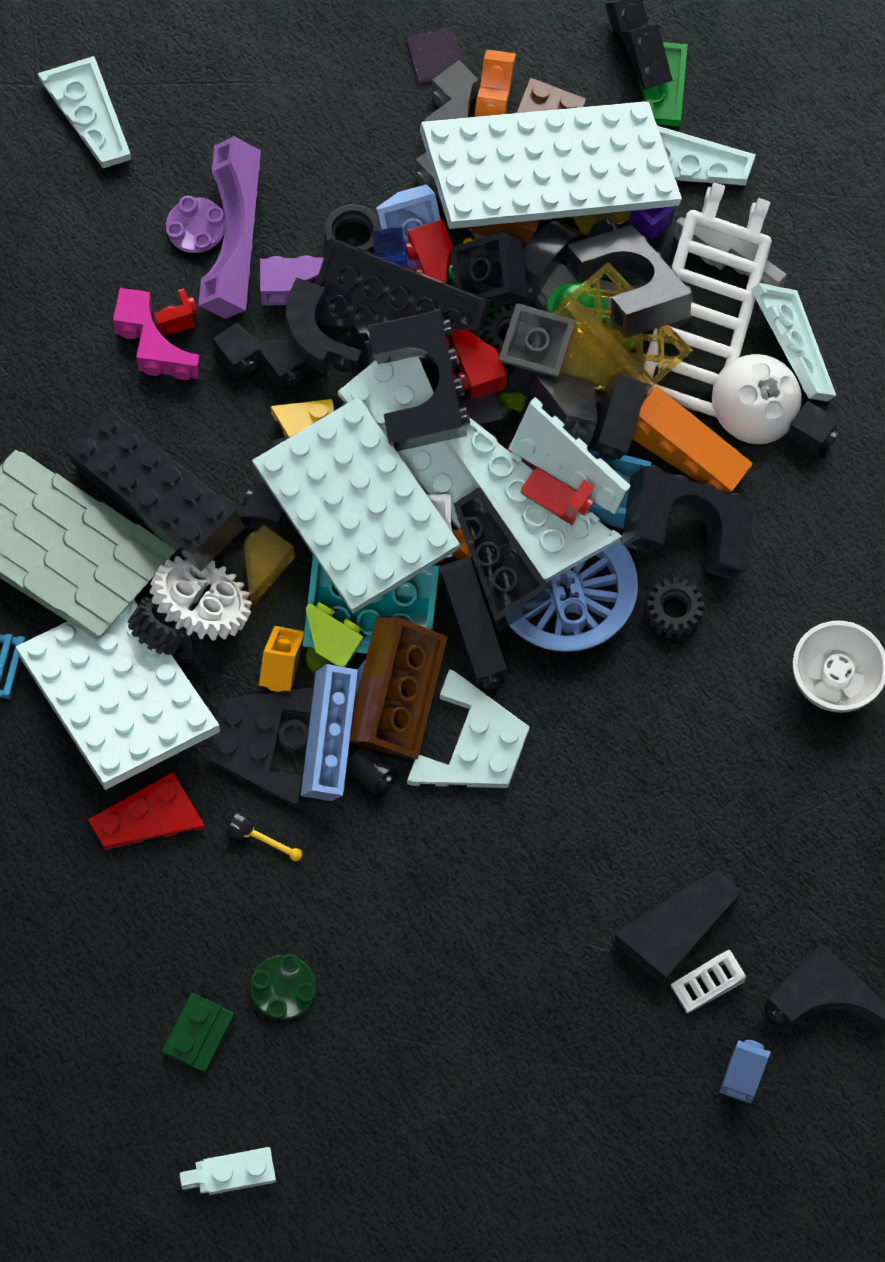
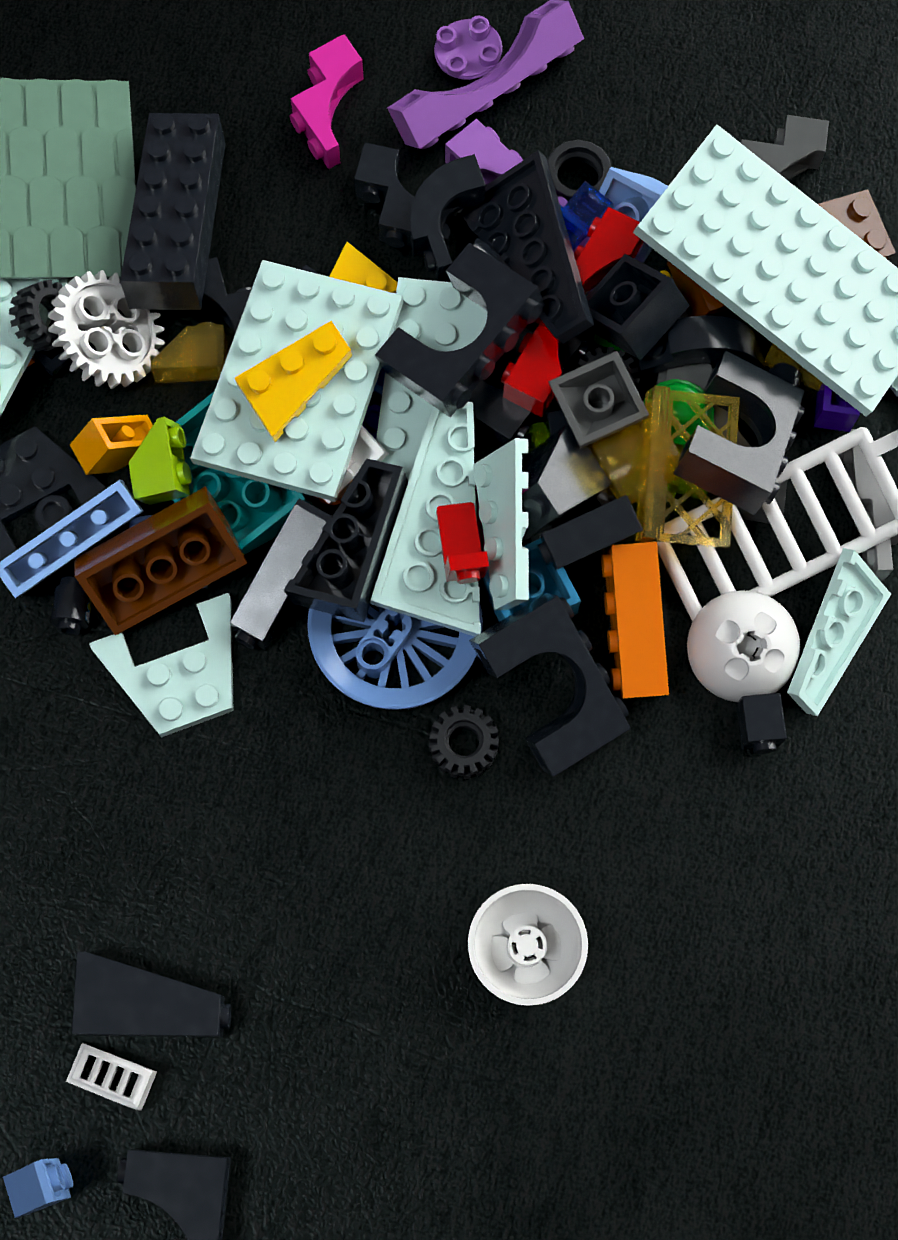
camera: 50 degrees right, 5 degrees up
(176, 319) = (364, 104): red bracket -> none
(359, 503) = (290, 378): none -> yellow wing
(433, 52) = (823, 99): clear purple piece -> none
(495, 83) = (842, 168): orange arch -> none

